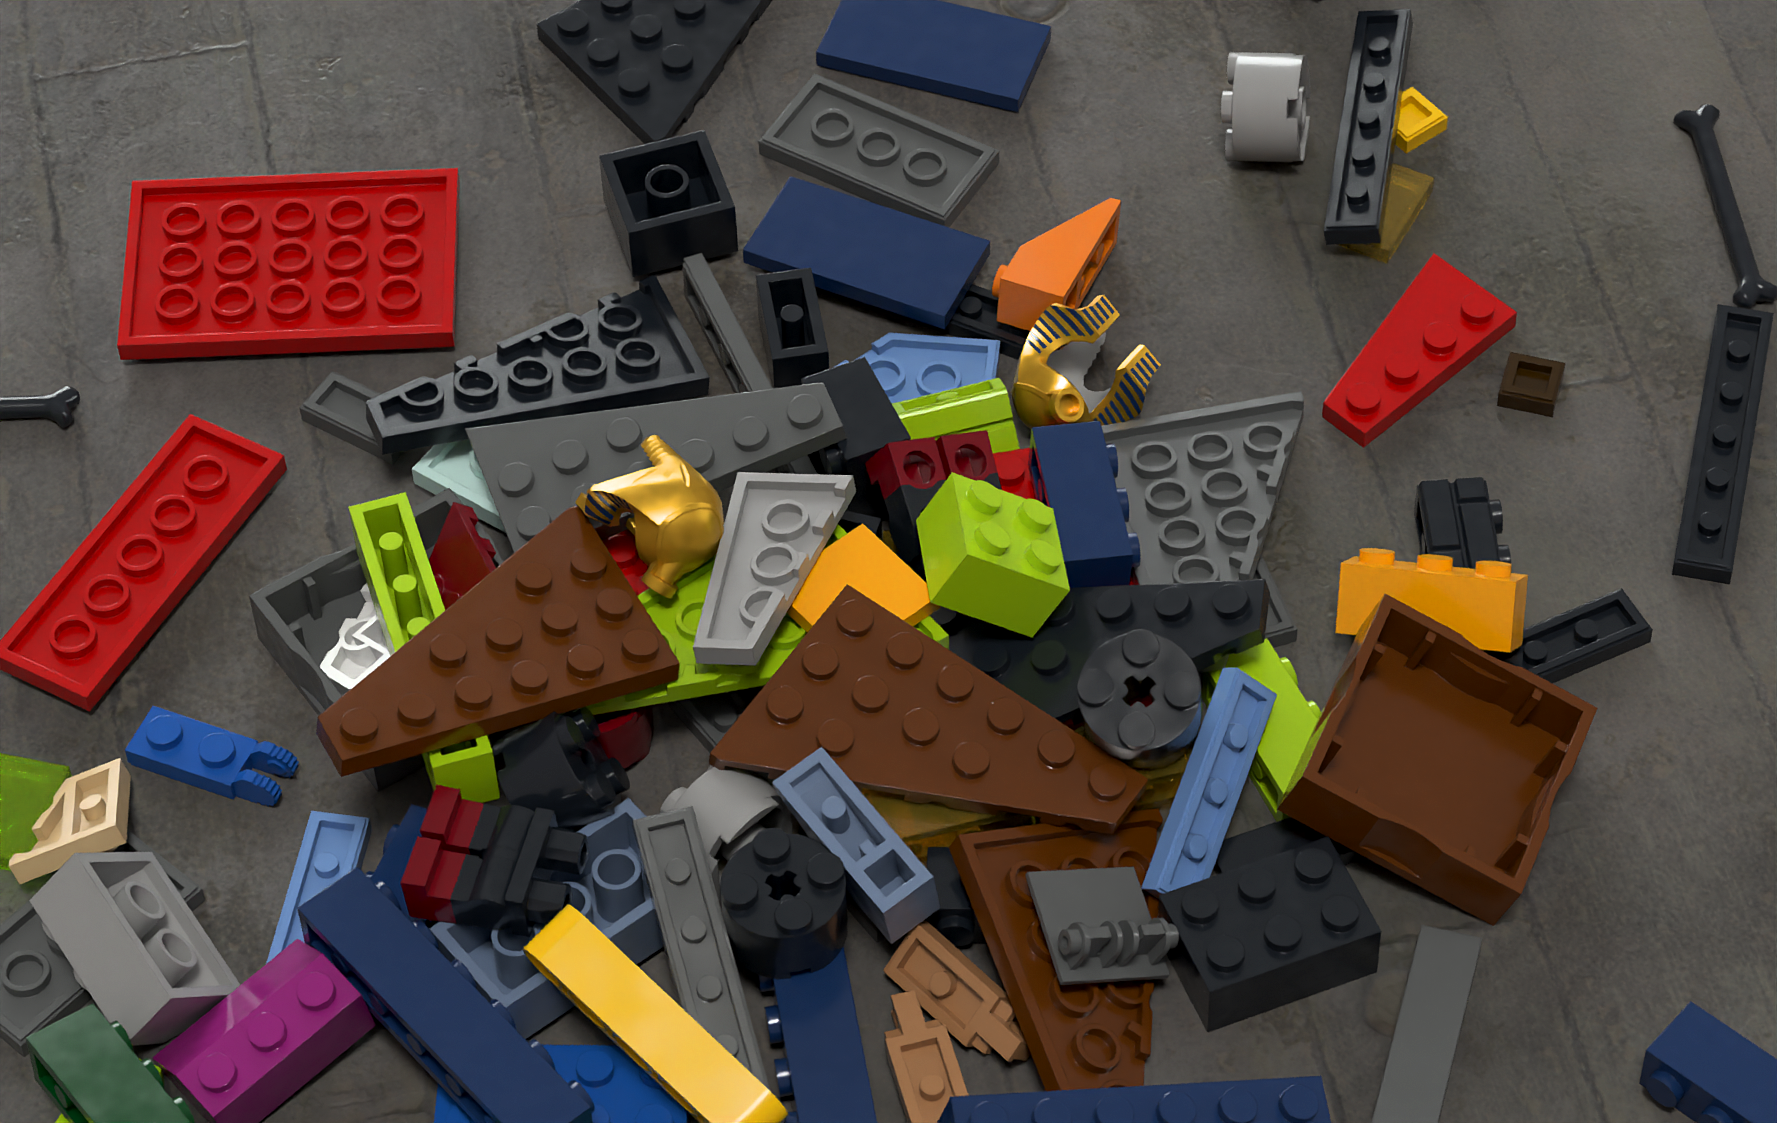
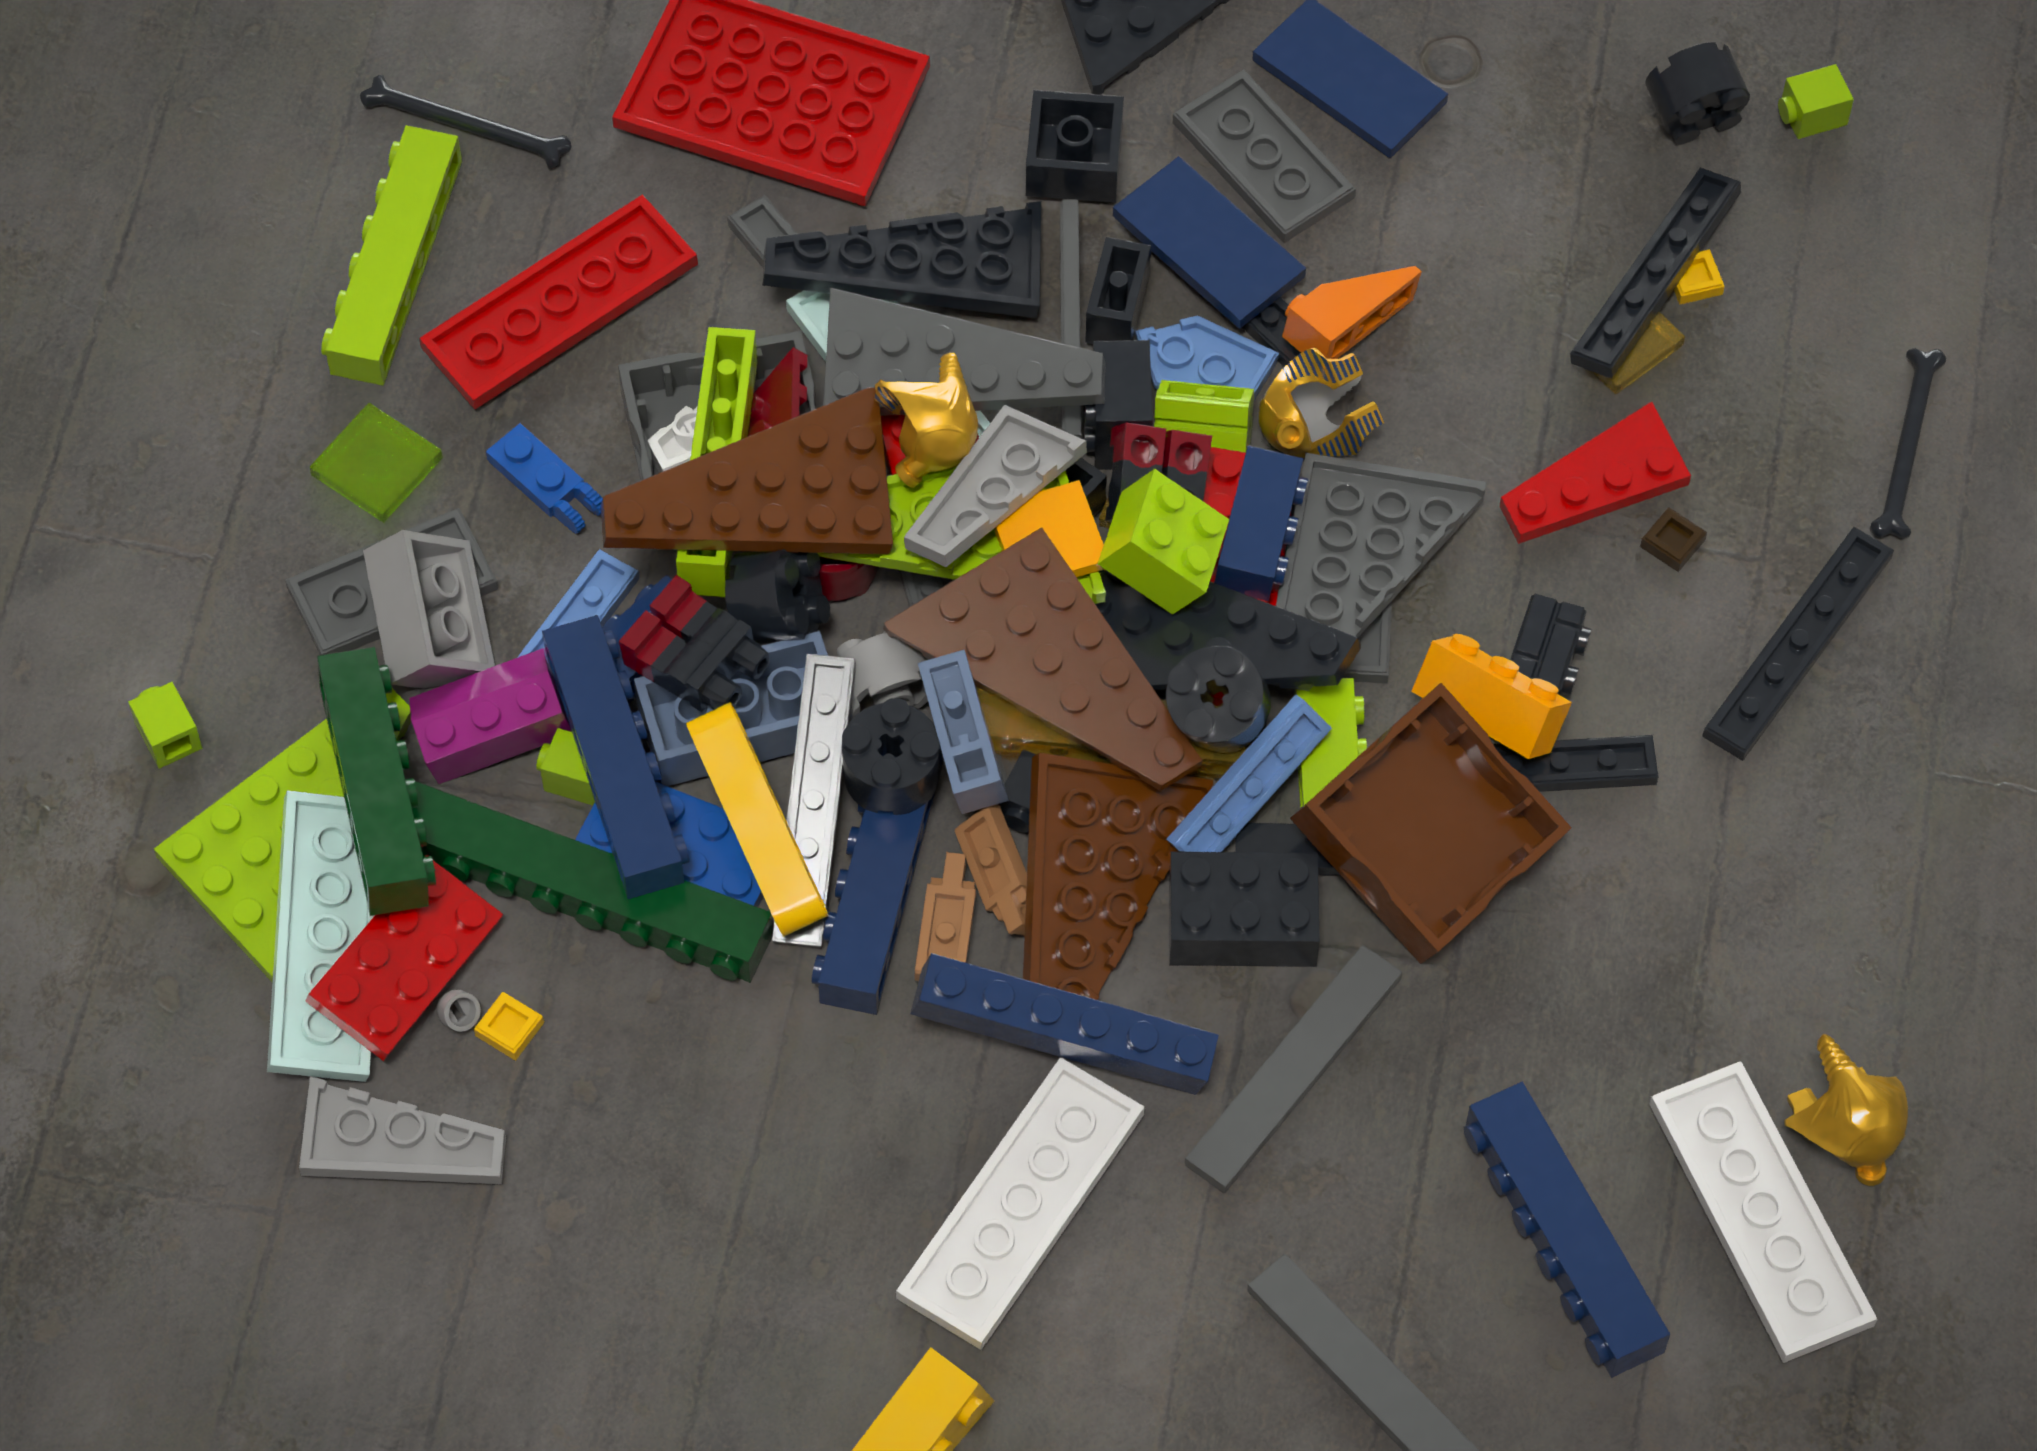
camera: 20 degrees right, 10 degrees up
(85, 817) = (430, 498): tan wing -> none
(386, 1069) = (563, 769): none -> lime brick
(1100, 925) = (1117, 857): dark grey hinge -> none
(1266, 107) = (1577, 230): light grey brick -> none

